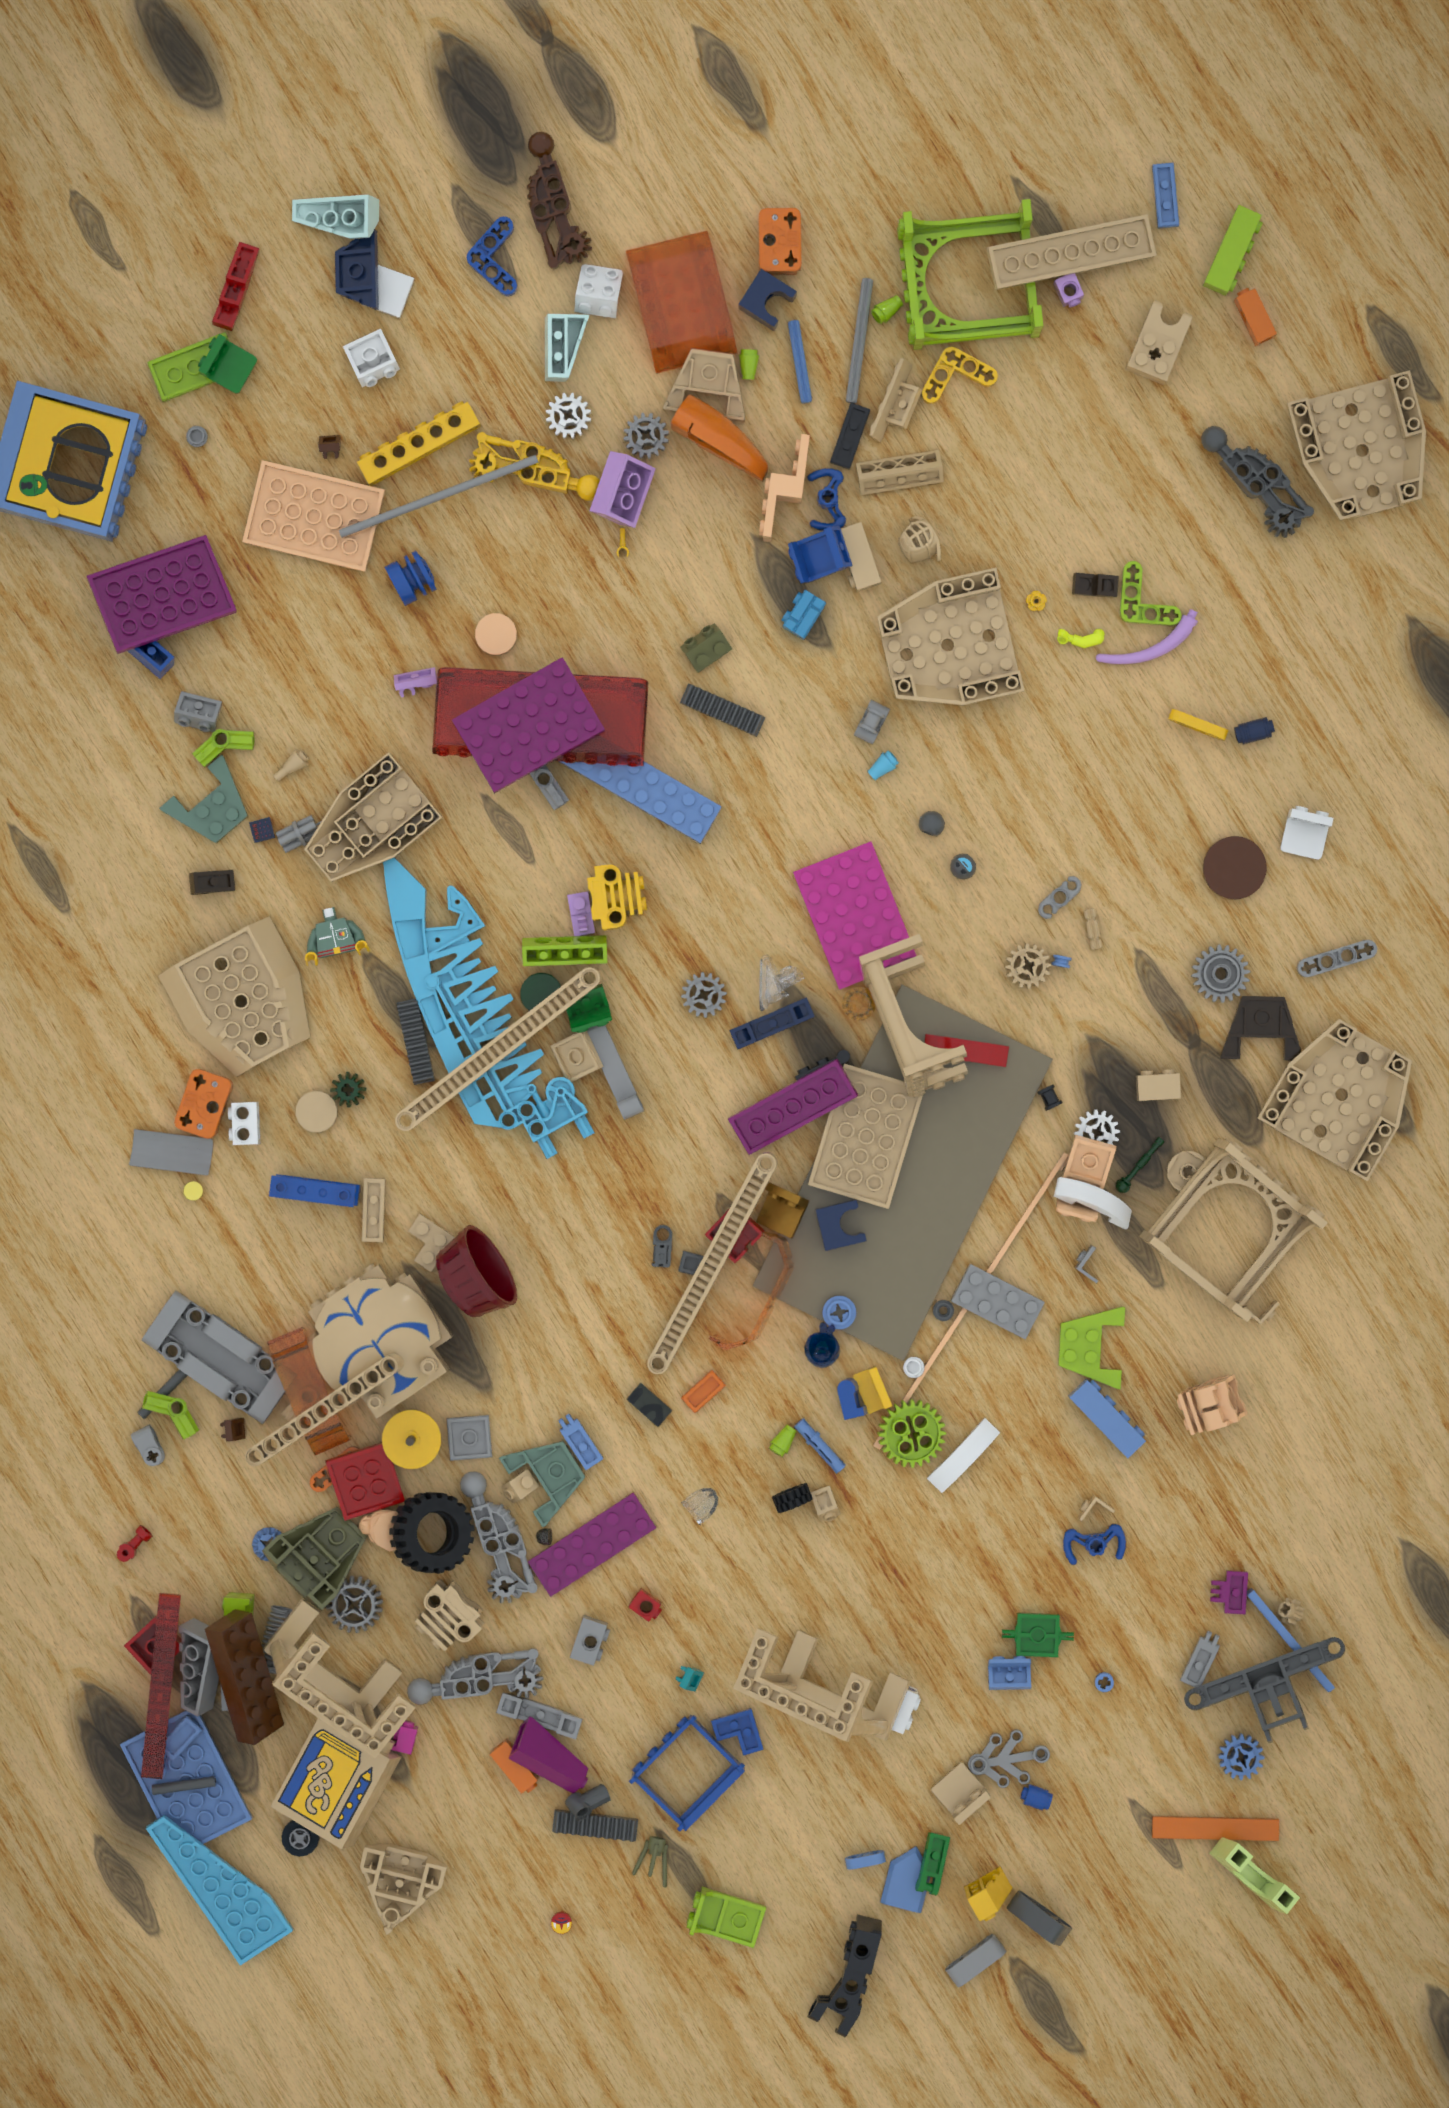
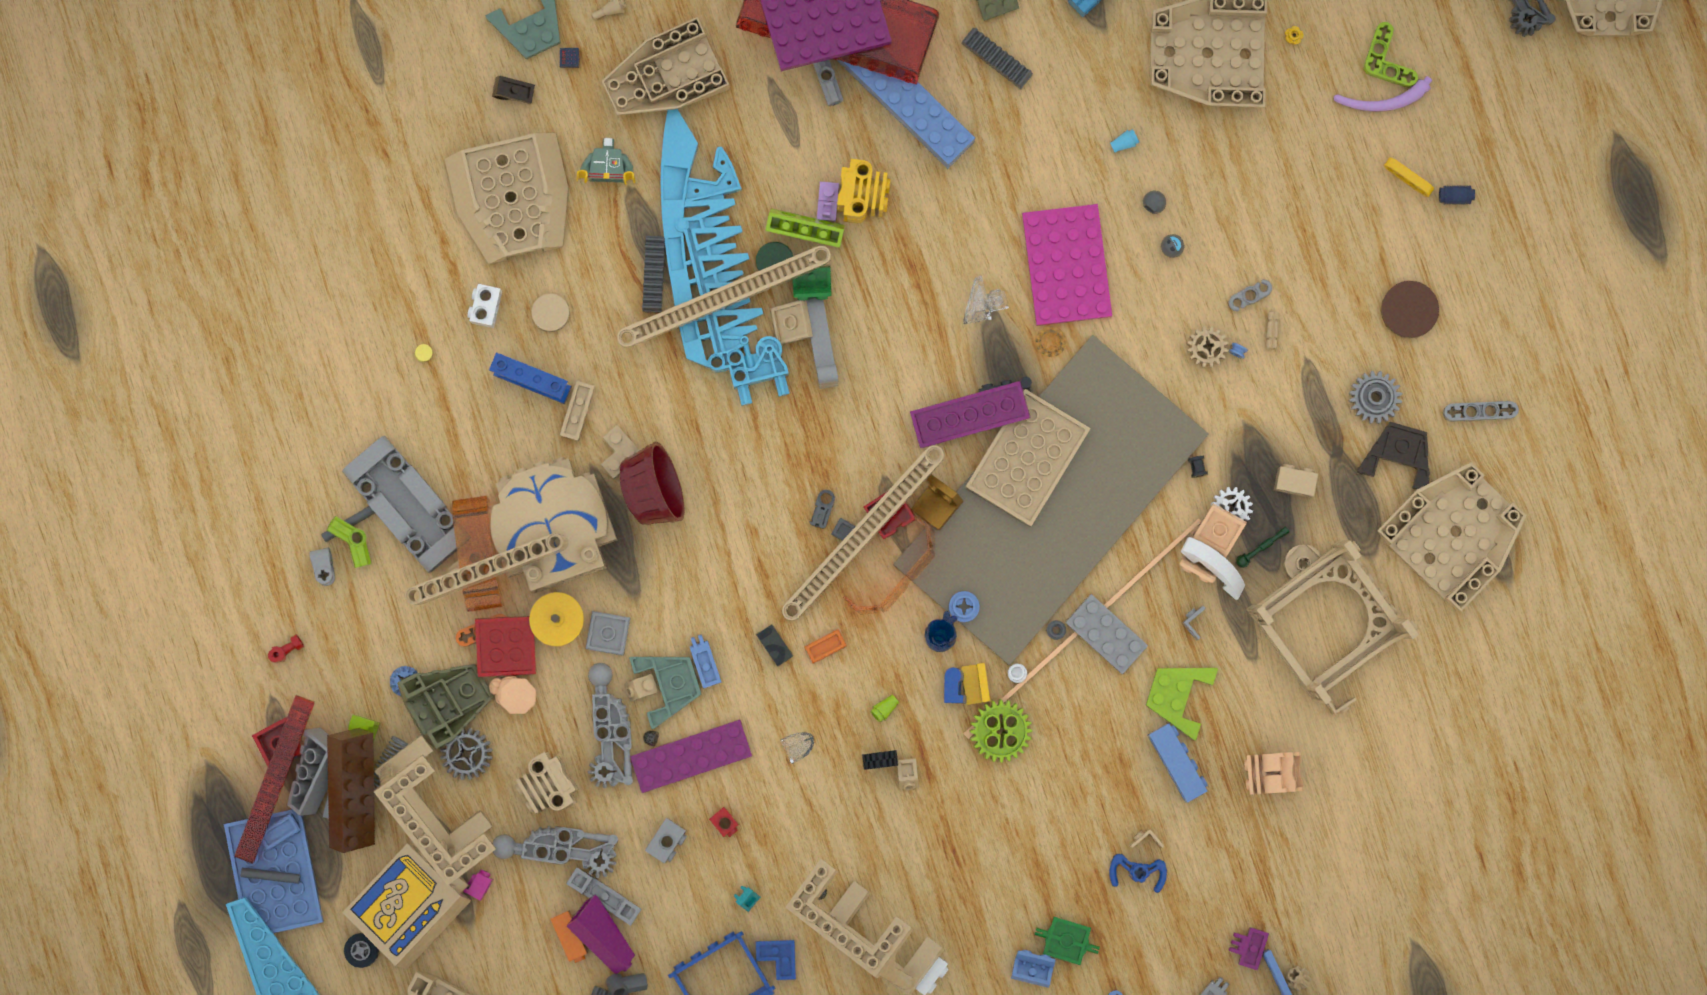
camera: 10 degrees right, 5 degrees down
(171, 1152) = (414, 314): light grey sticker -> none
(197, 1102) = (448, 276): orange axle -> none
(234, 1429) = (402, 571): reddish brown tile -> none
(297, 834) = (598, 68): light grey piece -> none
(352, 1083) = (577, 303): dark green gear -> none
(457, 1535) = (575, 711): black tyre -> none
(691, 1001) = (915, 291): light grey gear -> none
(772, 1023) = (970, 339): dark blue slope -> none
(813, 1438) = (916, 721): medium blue pin -> none
(829, 1224) = (975, 529): dark blue piece -> none
(871, 722) = (1124, 101): light grey piece -> none
(918, 1061) = (1087, 381): tan arch -> none
(963, 1455) = (1041, 763): white slope -> none
(976, 1051) = (1134, 405): red slope -> none
(1083, 642) = (1327, 81): neon yellow arm -> none
(1095, 585) = (1348, 35): dark brown slope -> none
(1305, 832) = (1480, 294): white bracket -> none

